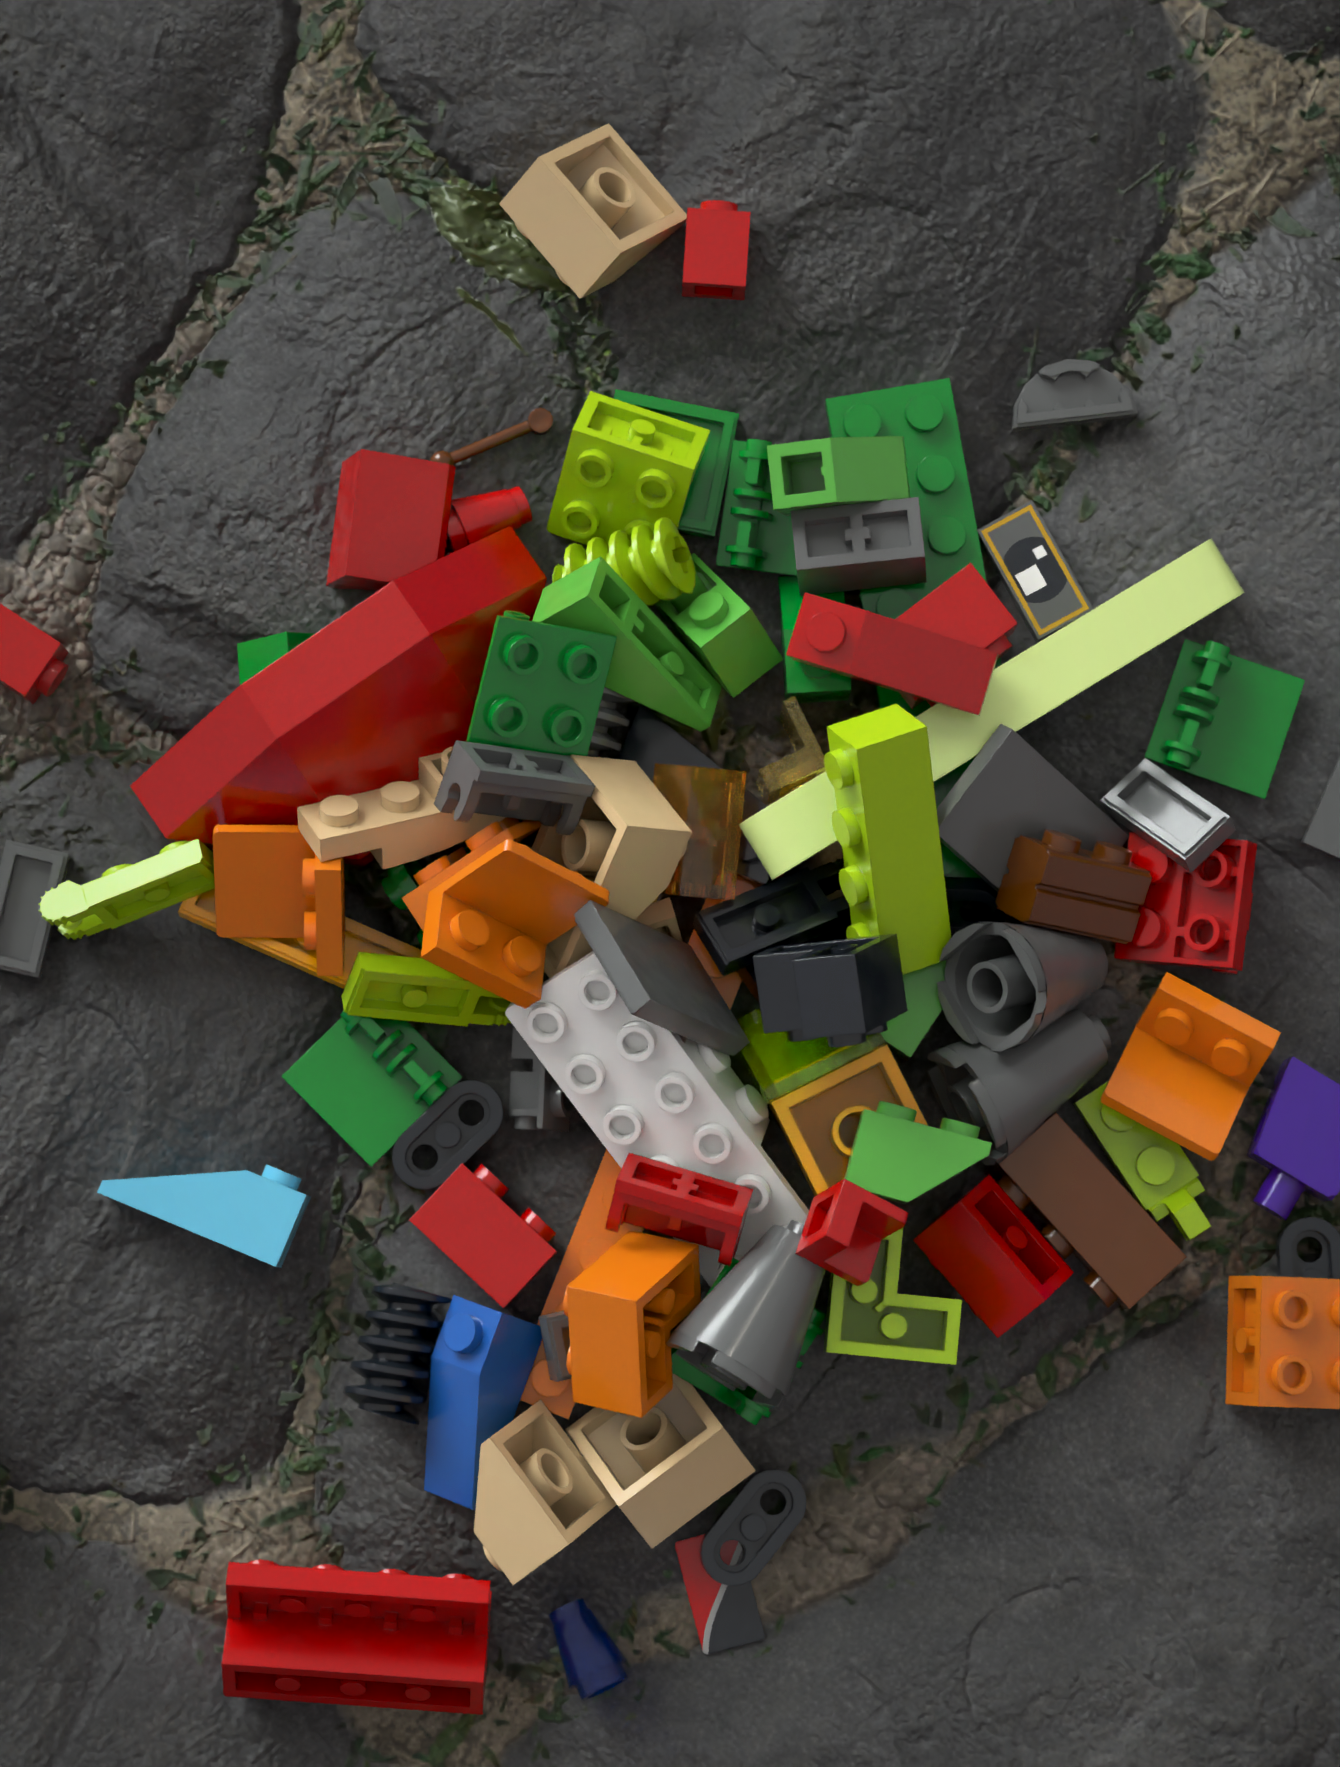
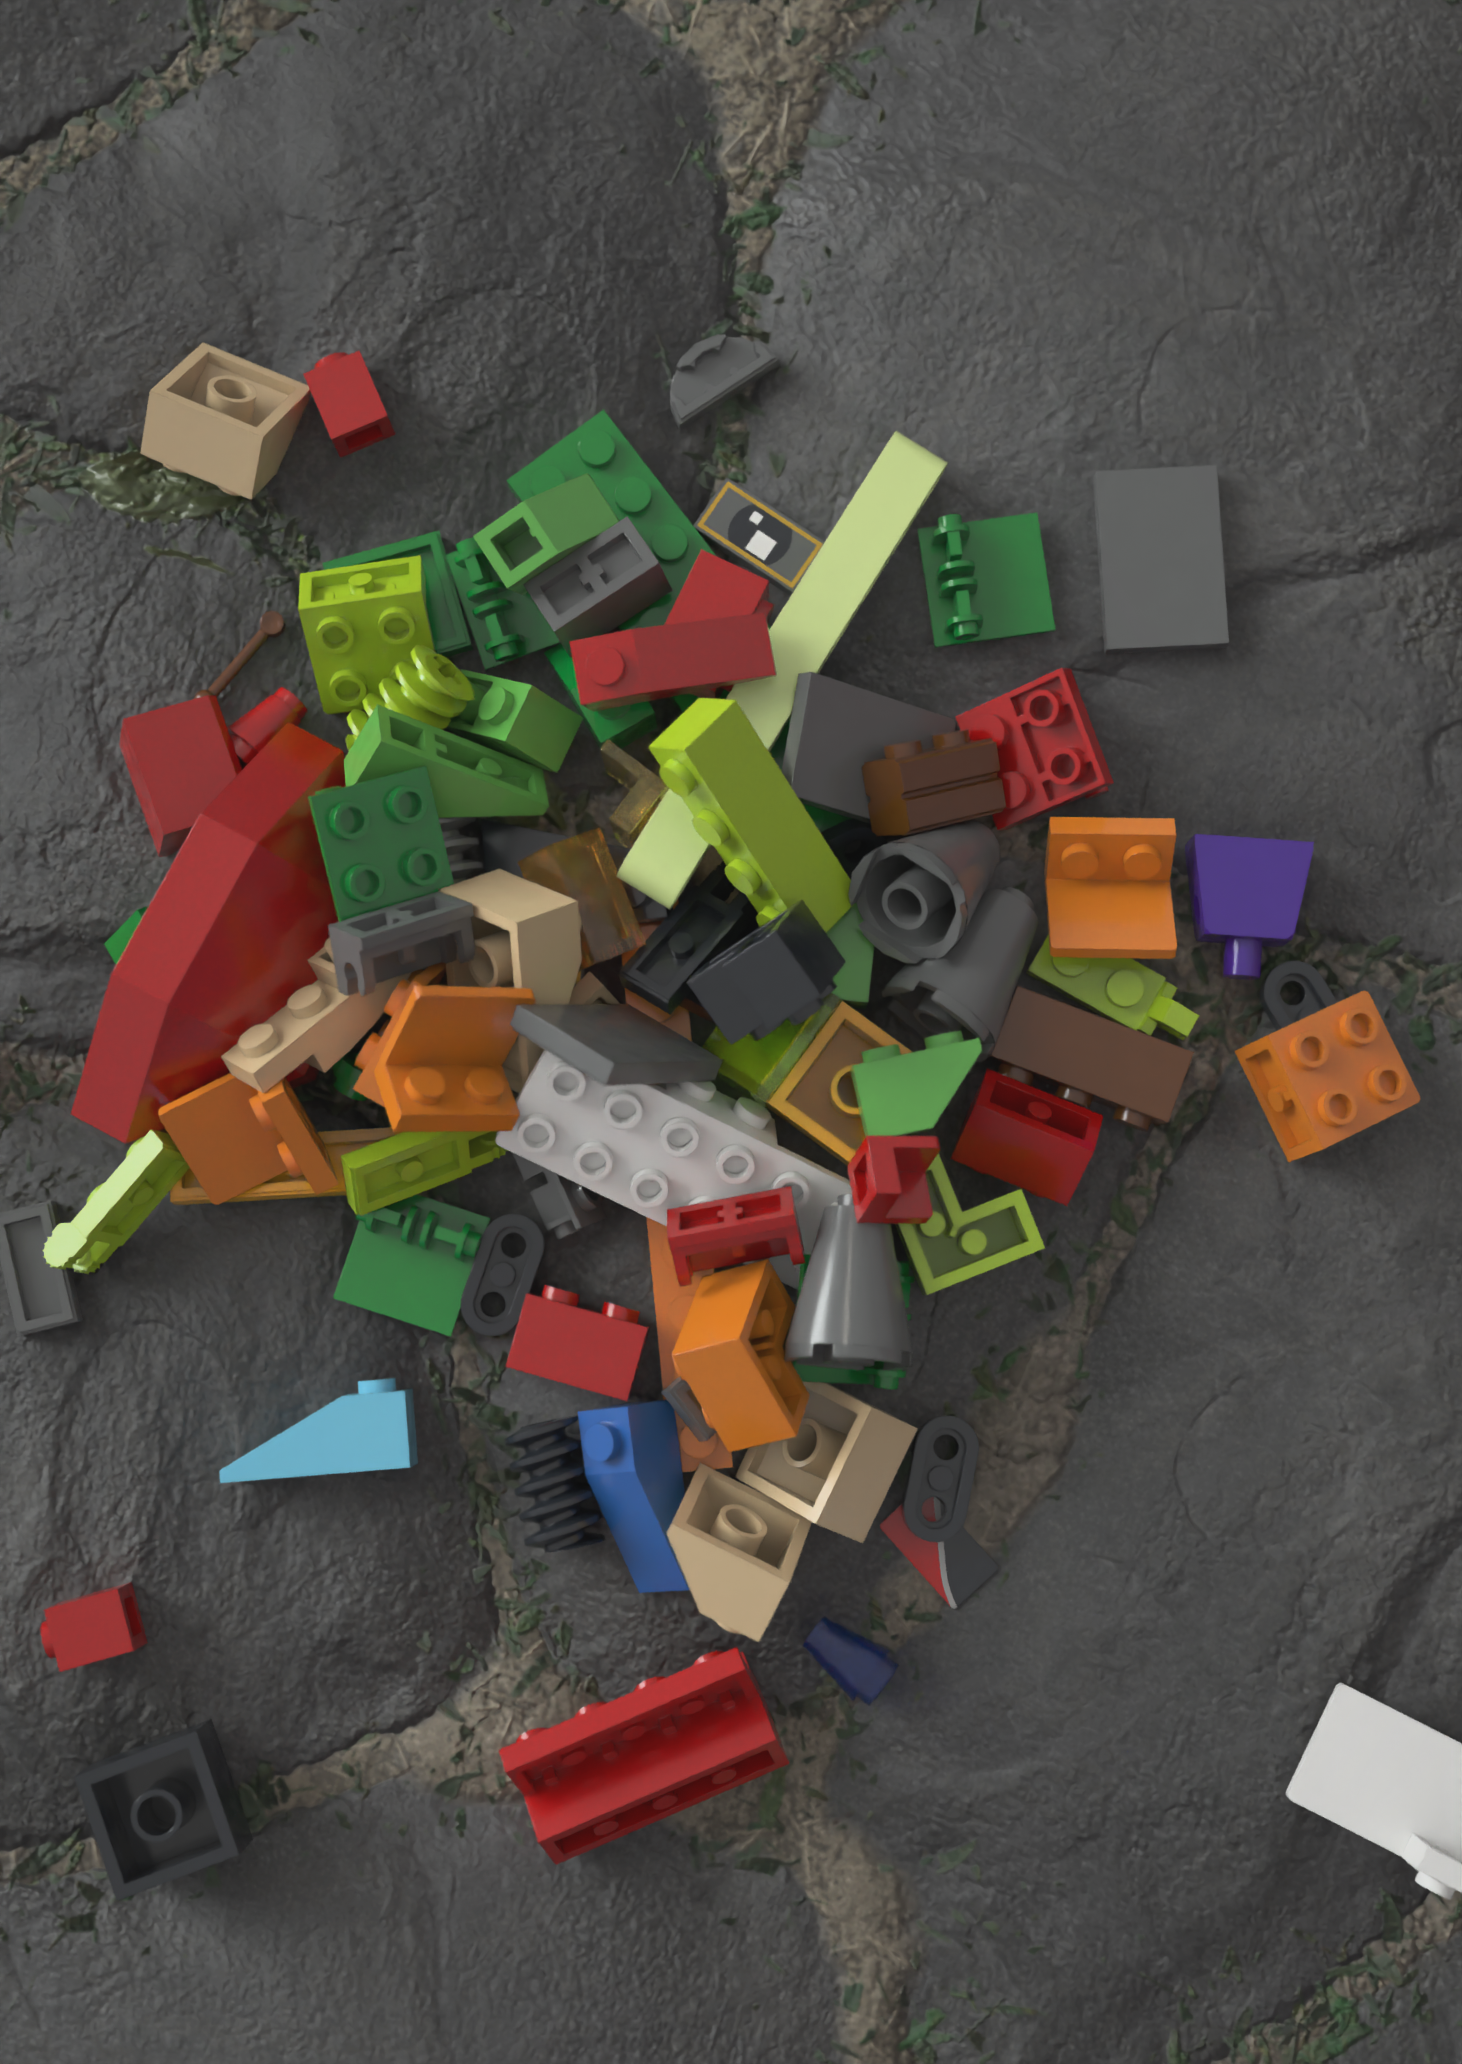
camera: 20 degrees left, 0 degrees up
(1168, 815) = (982, 683): tile -> none

